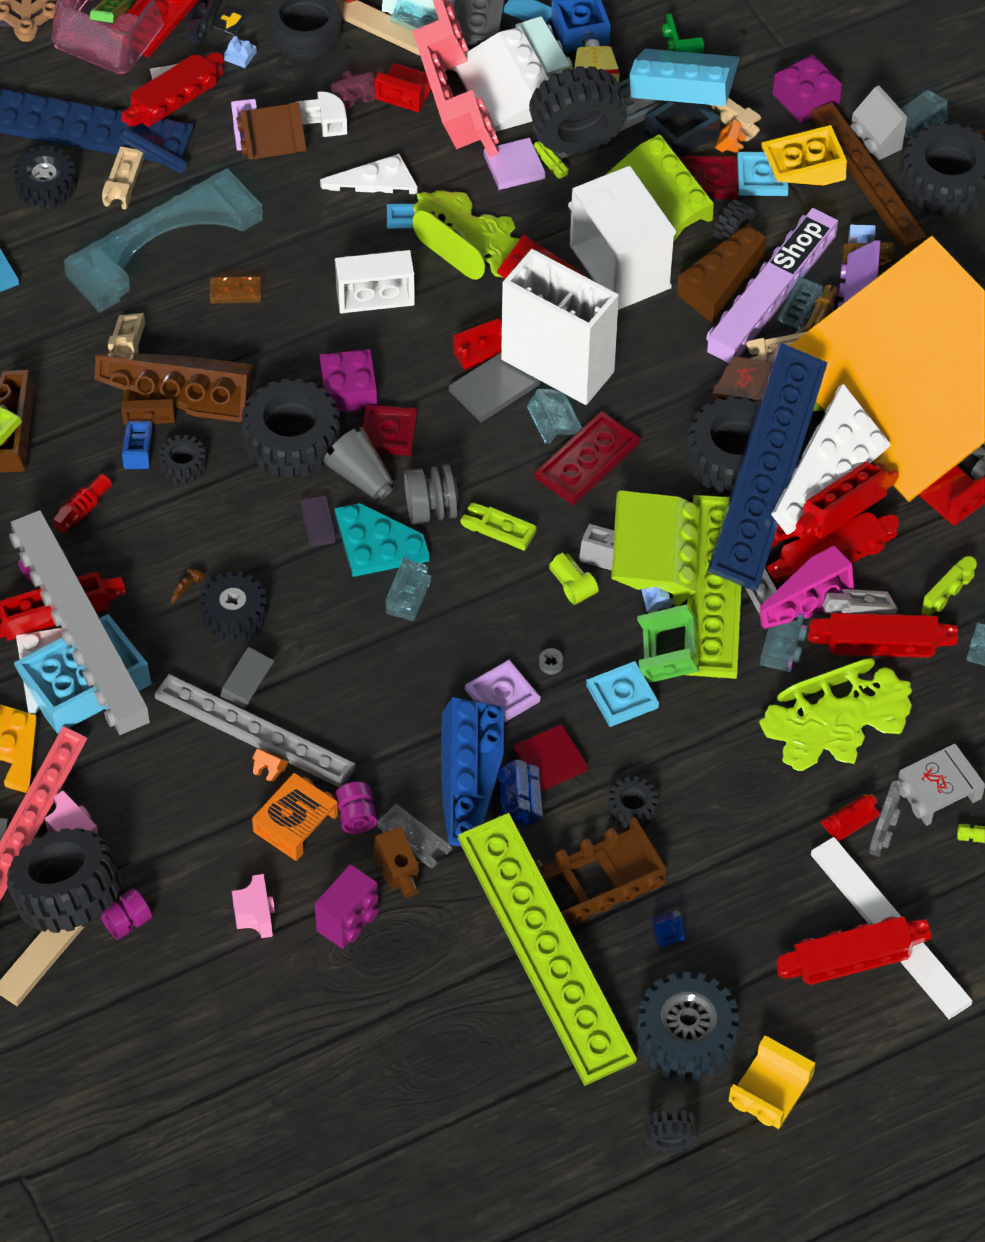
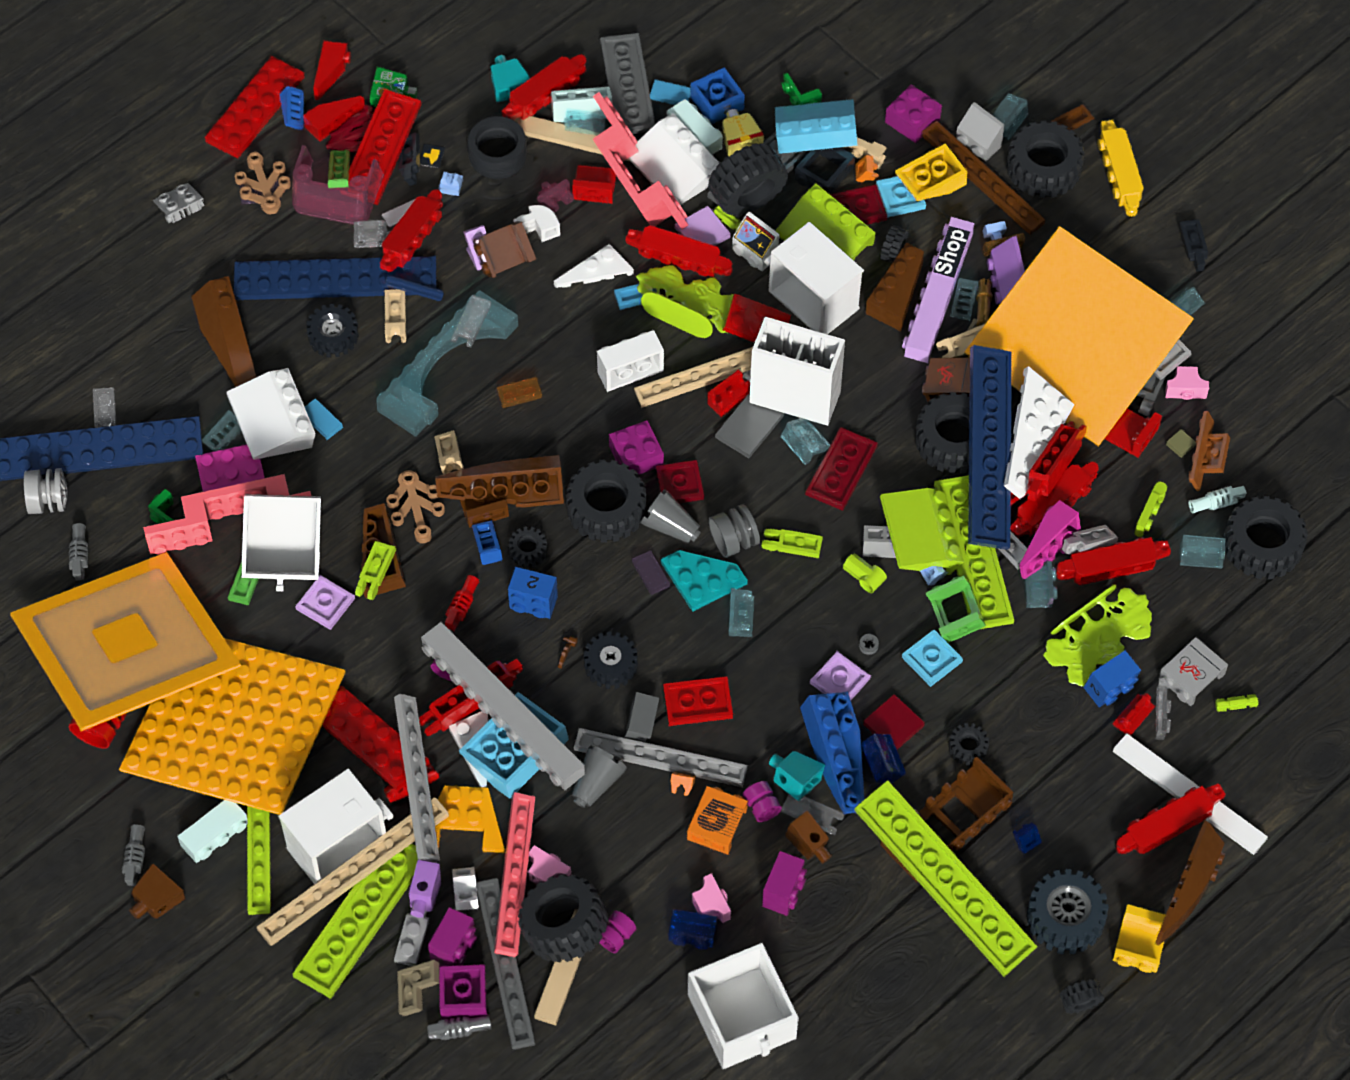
camera: 15 degrees left, 5 degrees up
(68, 382) = (414, 501): none -> medium nougat plant
(124, 83) = (370, 233): none -> clear piece
(166, 508) = (532, 593): none -> blue brick
(168, 731) = (599, 775): none -> dark grey cone
(204, 196) = (472, 320): none -> clear hinge
(220, 934) = (692, 929): none -> clear blue brick
(243, 1035) = (742, 1006): none -> white piece
(321, 676) = (698, 701): none -> red plate
(409, 785) = (796, 773): none -> teal torso
(434, 319) = (693, 378): none -> tan tile
(478, 178) = (679, 251): none -> red hinge
(561, 177) = (755, 241): none -> slope
(833, 767) = (1112, 679): none -> blue brick
(869, 1017) = (1194, 880): none -> reddish brown wedge

